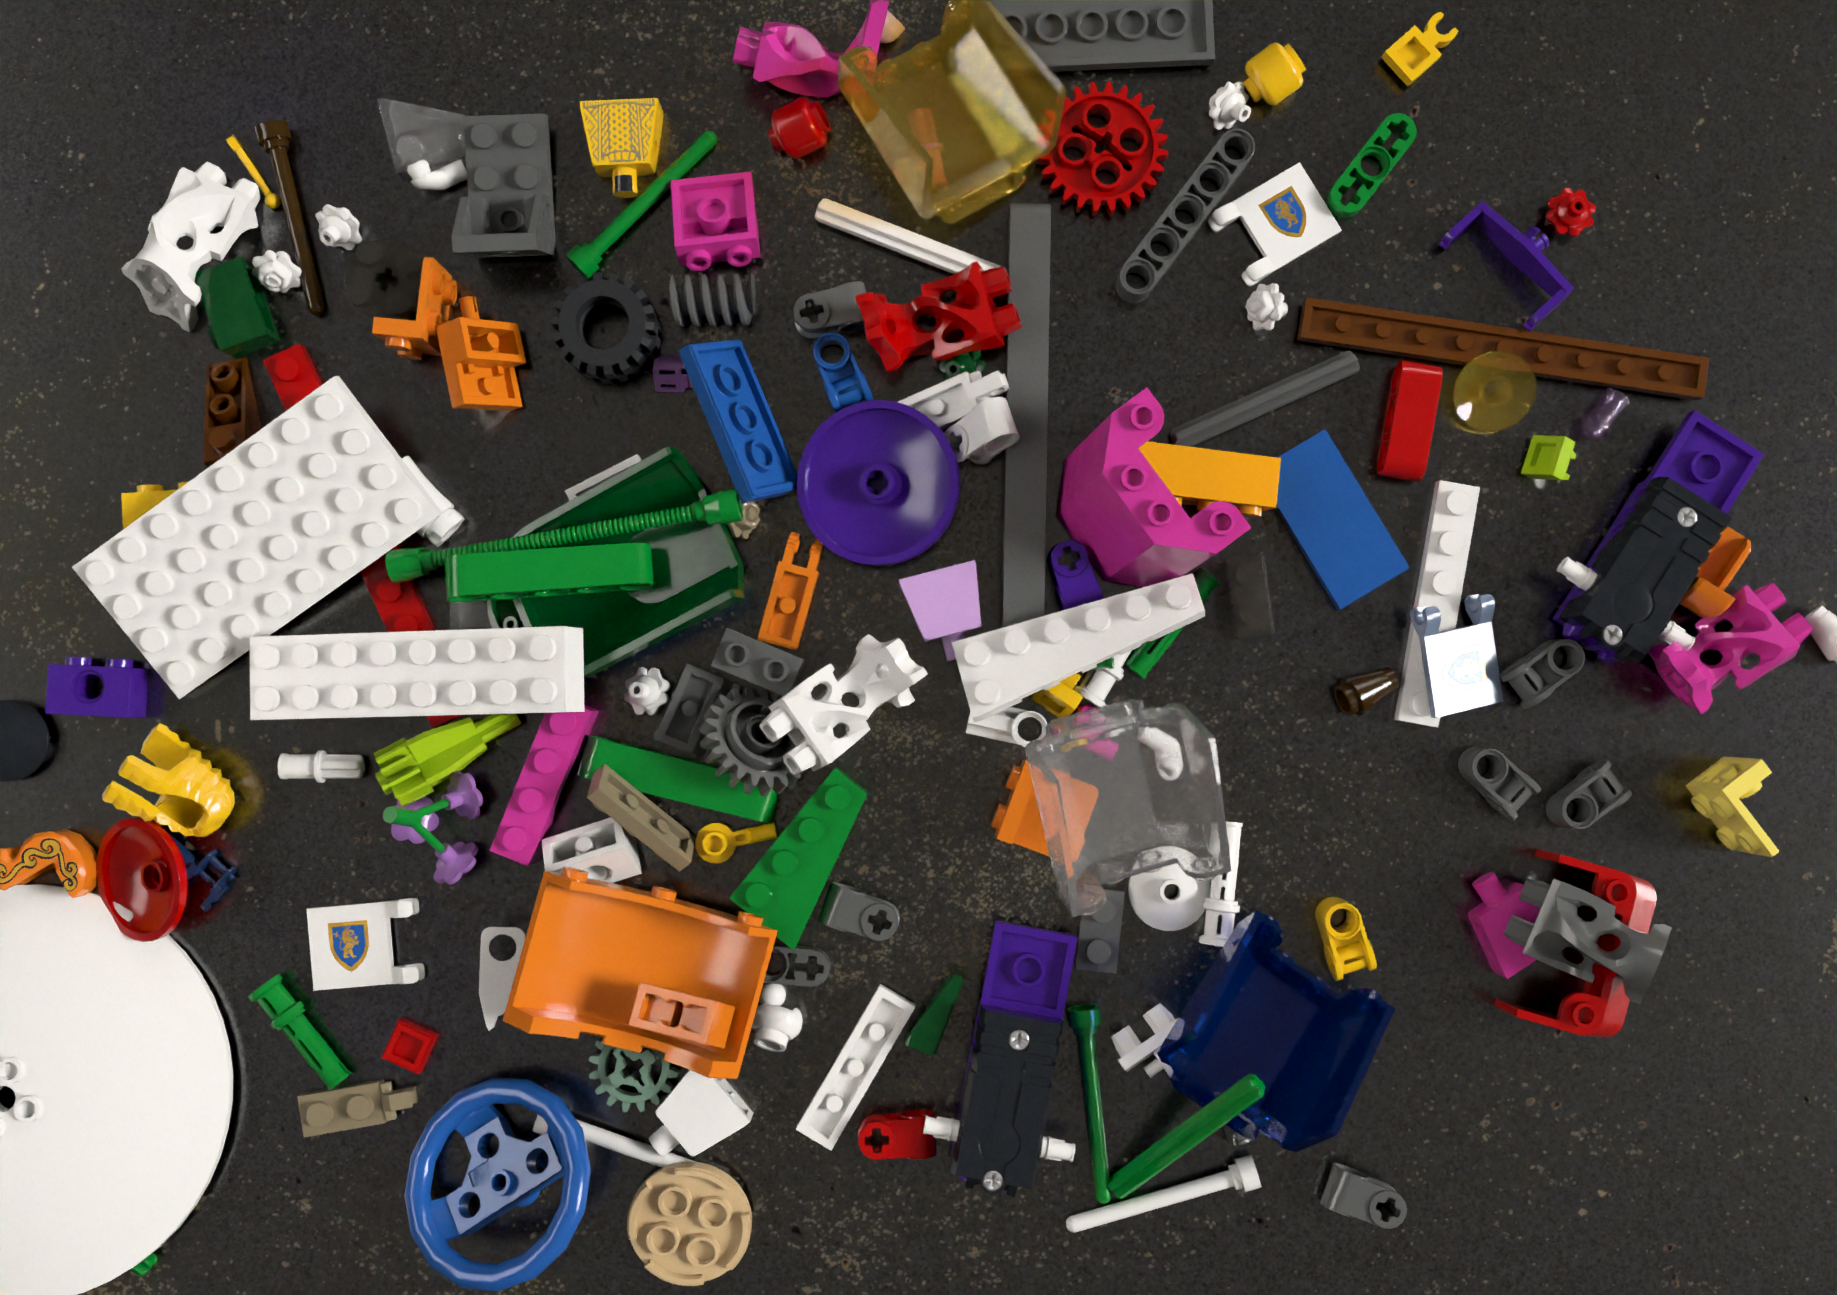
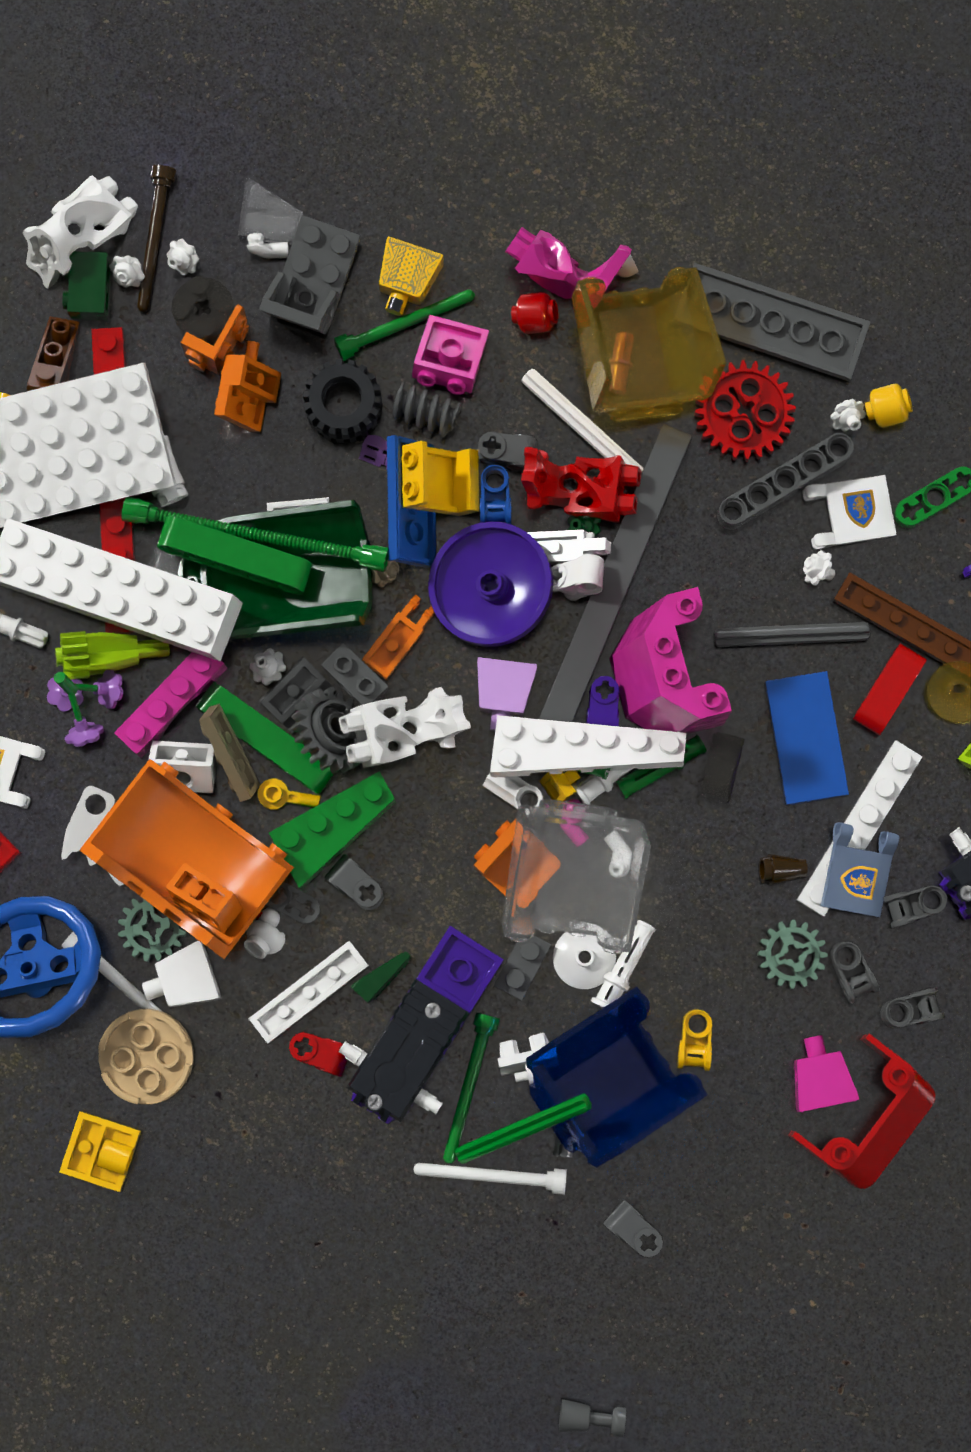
camera: 30 degrees right, 5 degrees down
(271, 200) = (142, 219): yellow hinge -> none
(764, 378) = (440, 479): none -> yellow panel
(1211, 476) = (715, 663): light orange wedge -> none
(1433, 778) = (786, 940): none -> sand green gear
(1561, 927) = (893, 1126): dark grey hips -> none

